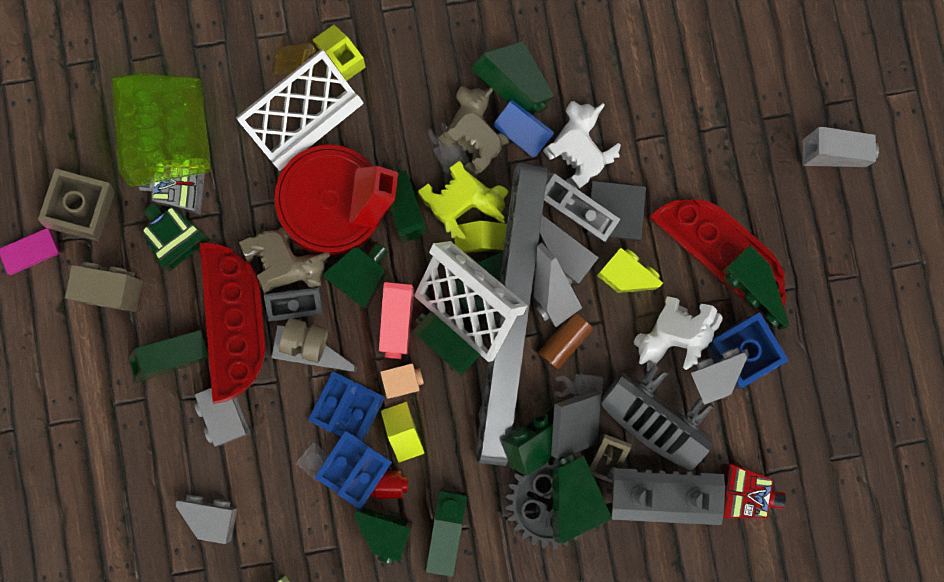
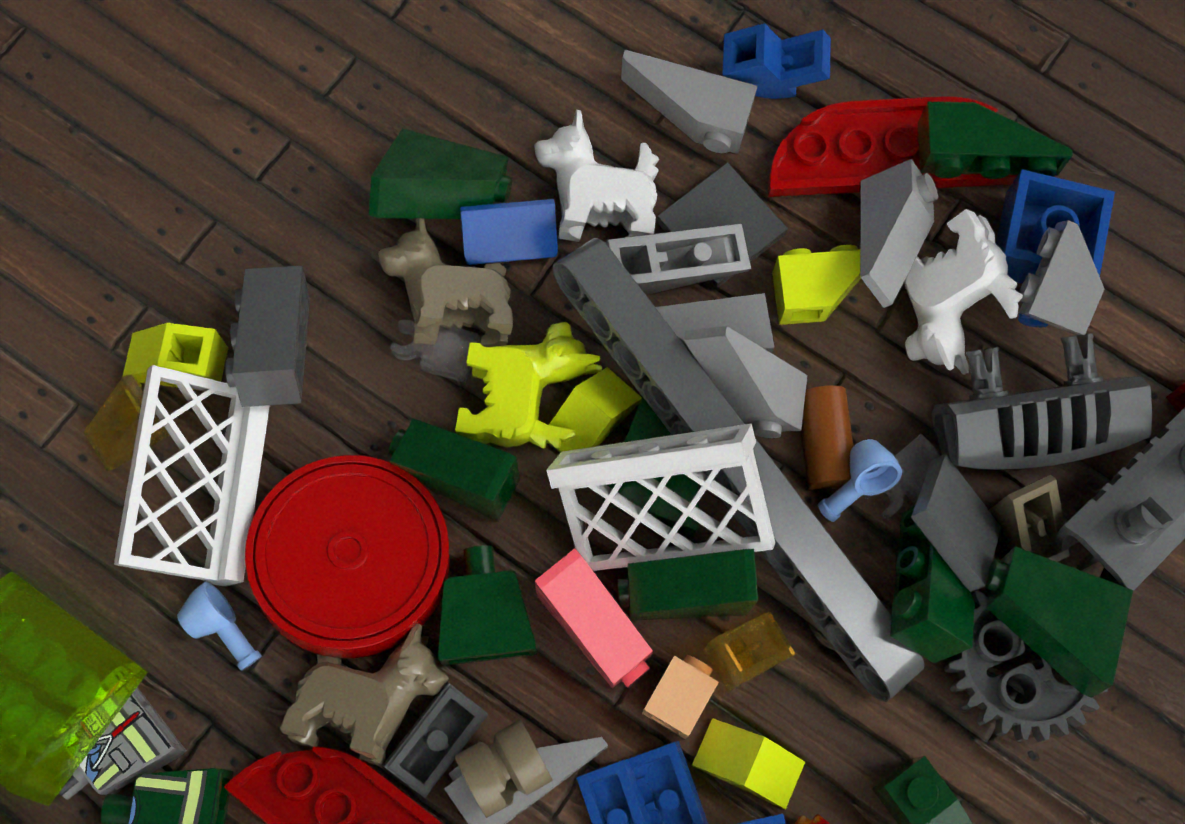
camera: 45 degrees left, 10 degrees down
(257, 169) = (209, 613): none -> light blue bar
(372, 195) = (402, 486): red slope -> none
(383, 80) = (269, 337): none -> dark grey brick
(446, 391) = (748, 651): none -> clear yellow slope
(563, 371) = (871, 472): none -> light blue bar
(661, 152) = (699, 103): none -> light grey slope
(681, 282) = (894, 225): none -> light grey slope
(709, 164) = (774, 64): none -> blue brick

